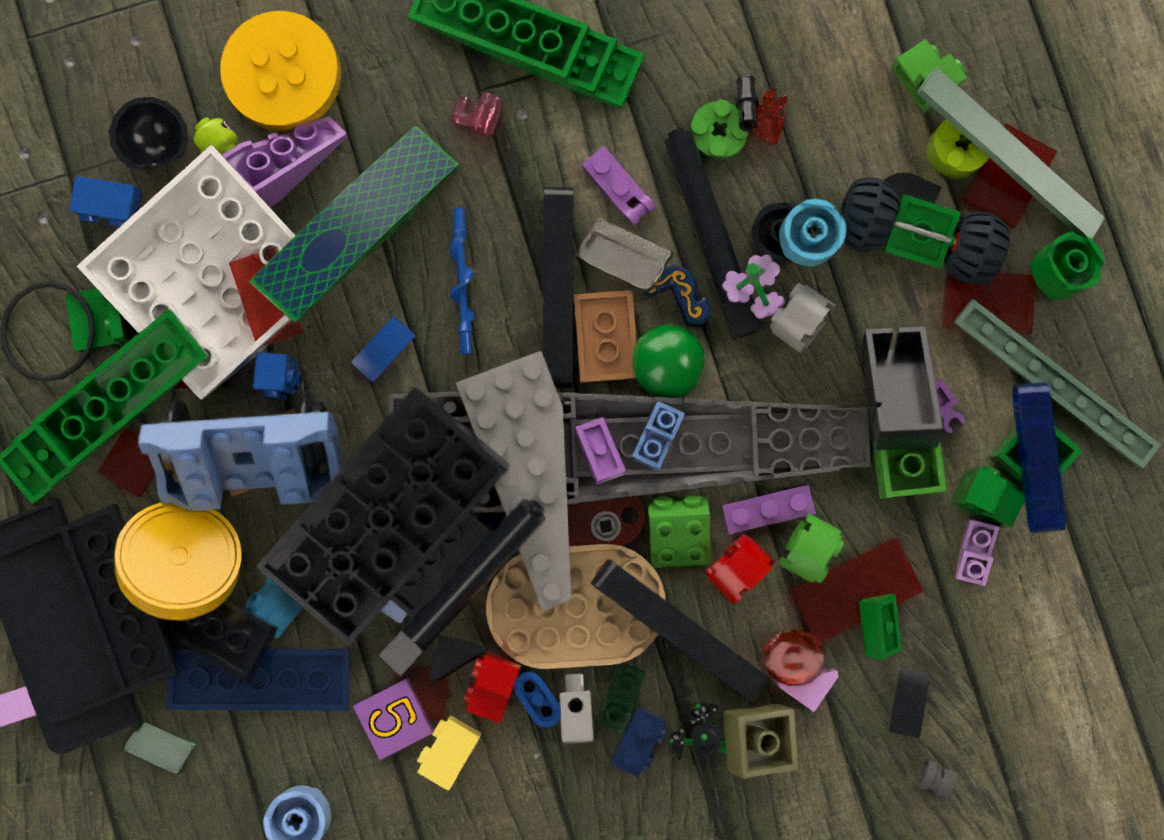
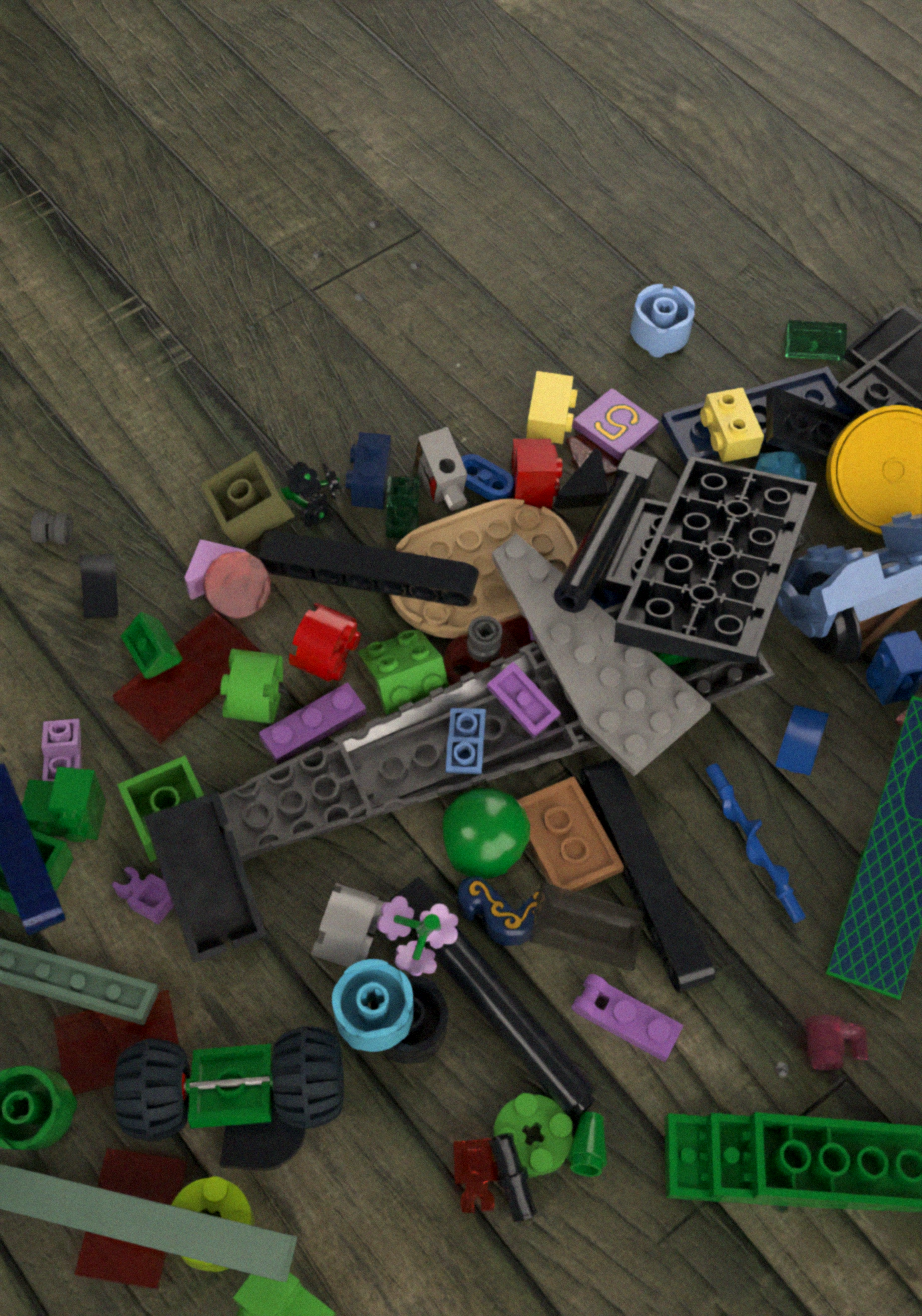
camera: 155 degrees right, 25 degrees down
(295, 666) = (732, 425): none -> light yellow brick
(684, 107) = (588, 1146): none -> green cone

